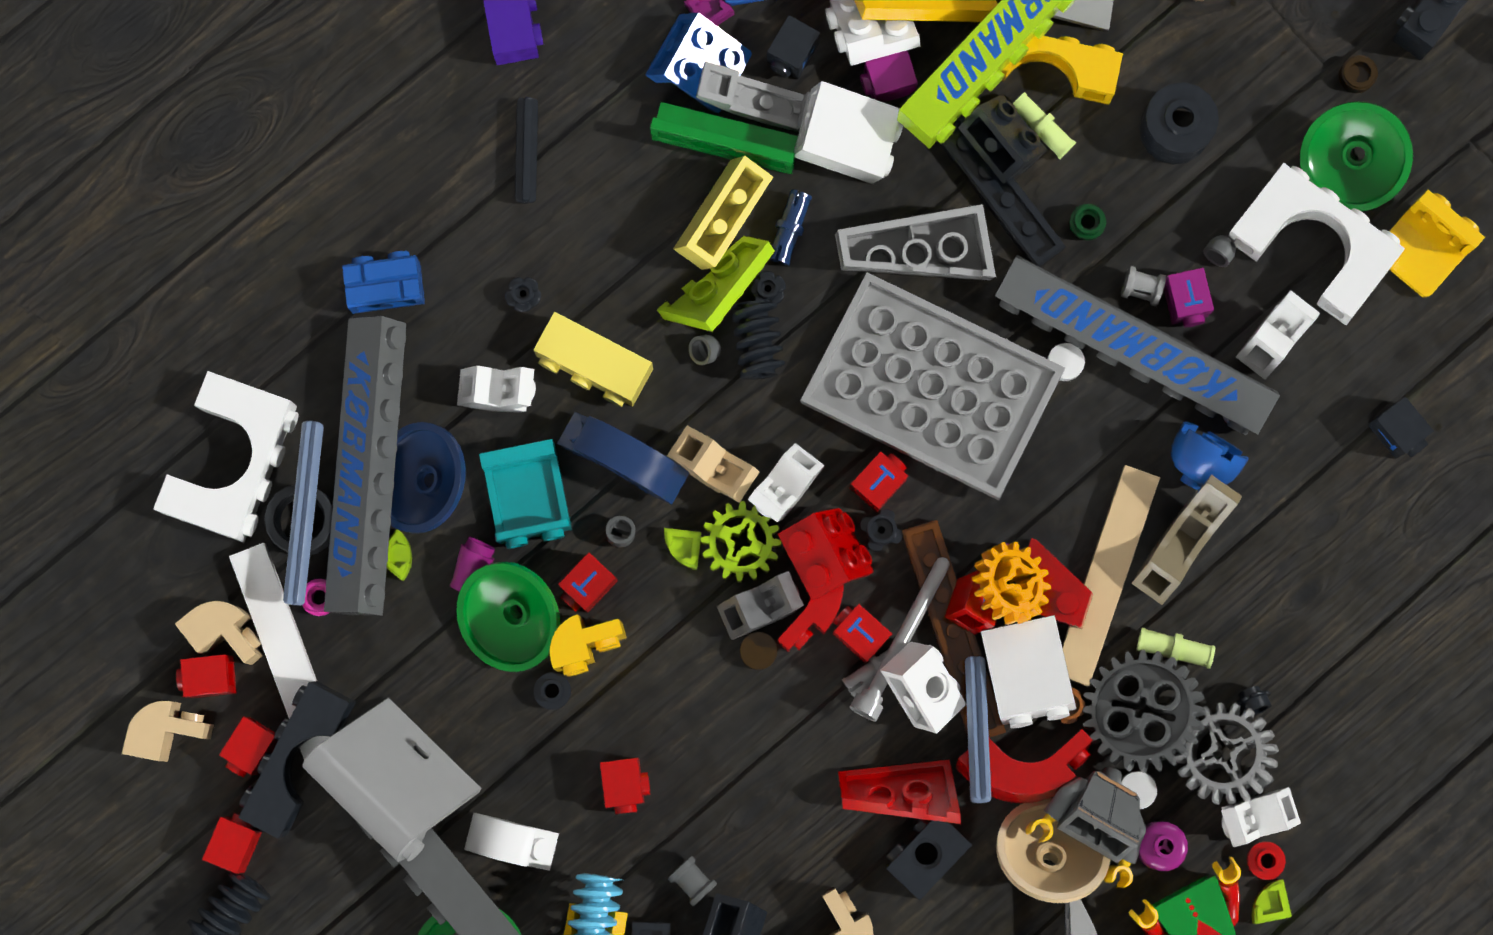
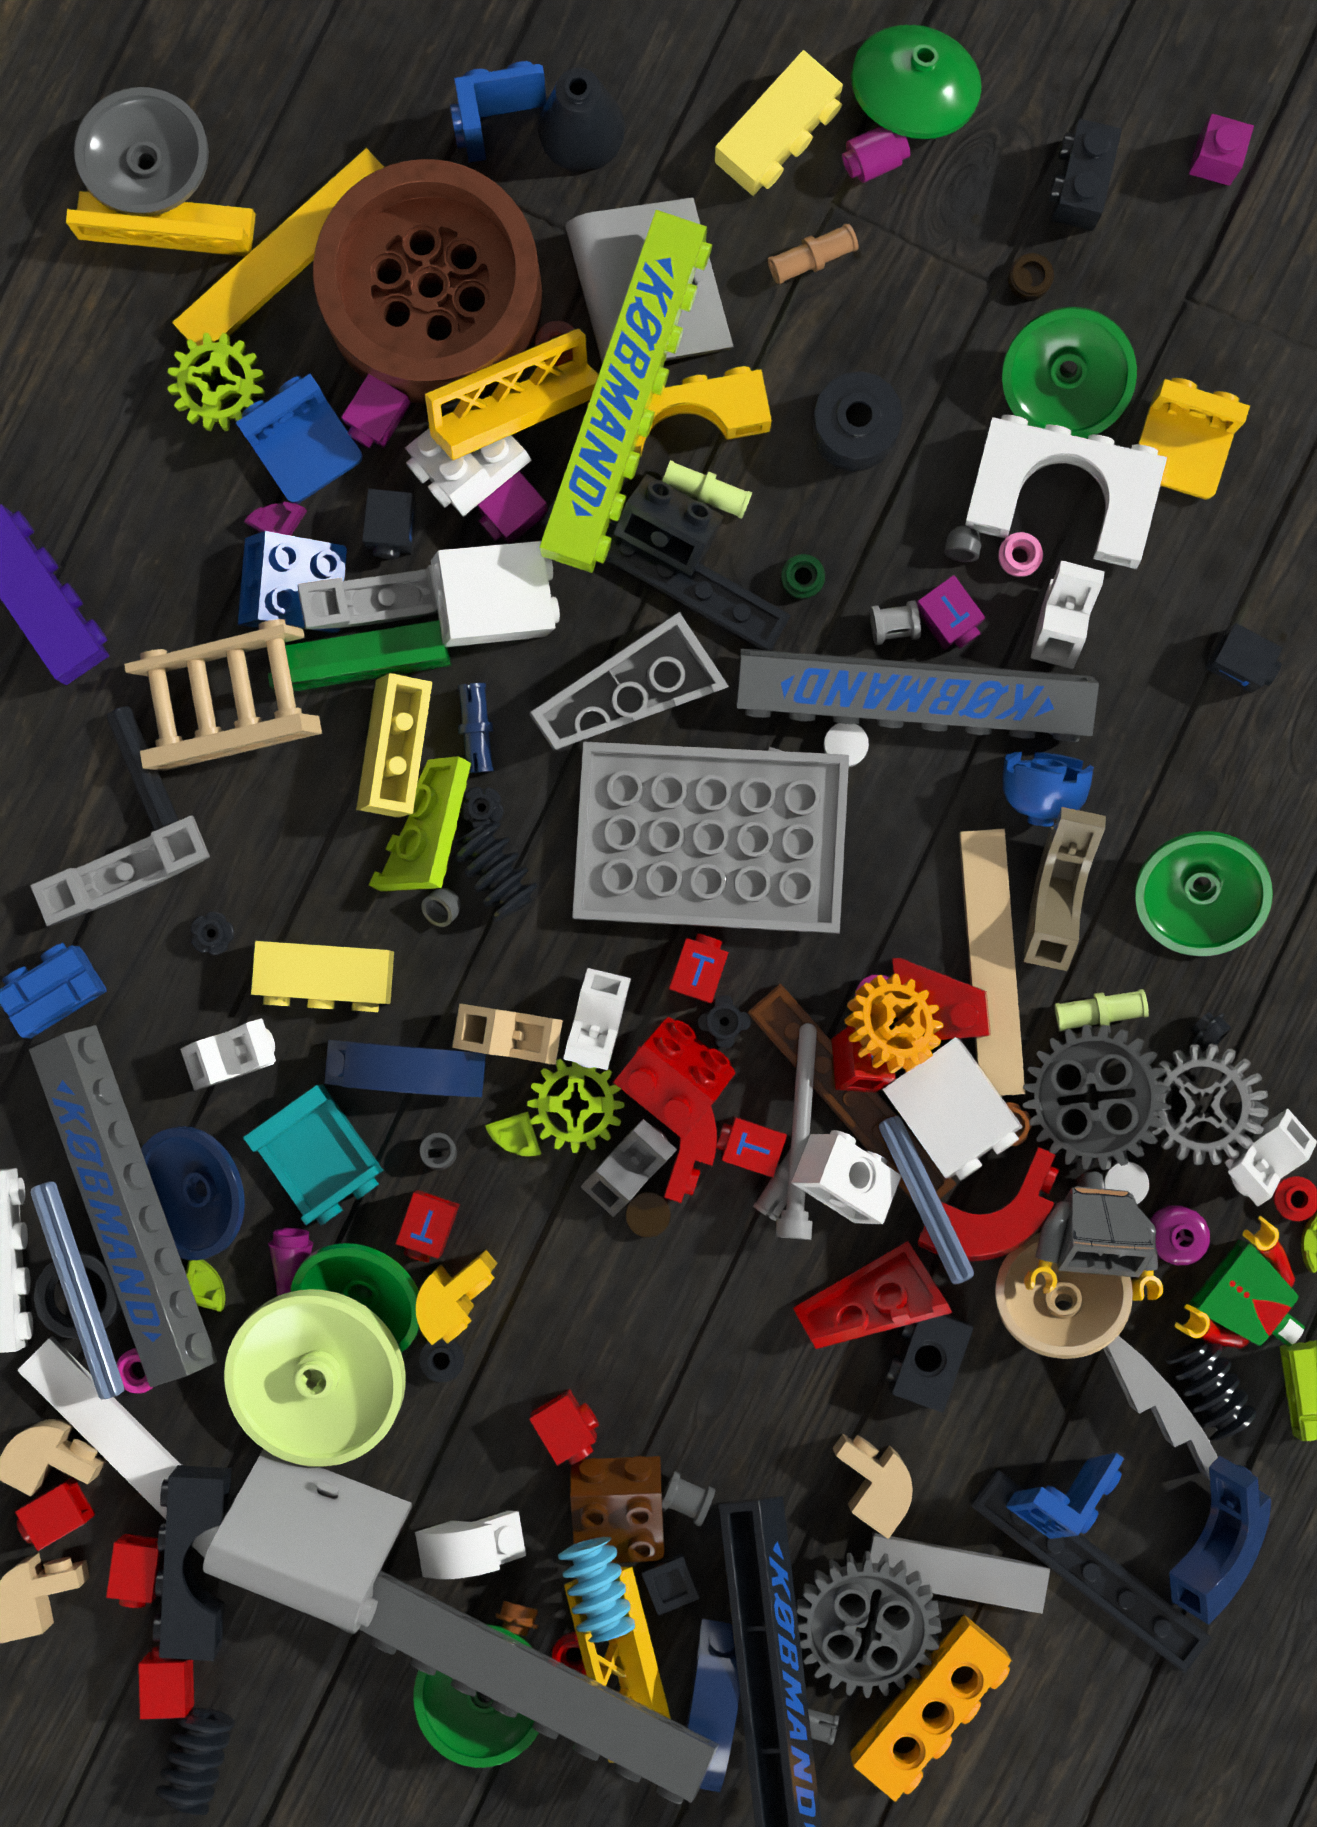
camera: 25 degrees left, 5 degrees up
(451, 660) = (315, 1378): none -> yellowish green dish
(476, 220) = (121, 872): none -> light grey slope
(522, 914) = (517, 1618): none -> dark orange plate
(620, 154) = (249, 730): none -> tan fence
(642, 859) = (620, 1502): none -> reddish brown bracket
(1266, 267) = (1029, 545): none -> bright pink plate
(1288, 613) = (1207, 916): none -> green dish

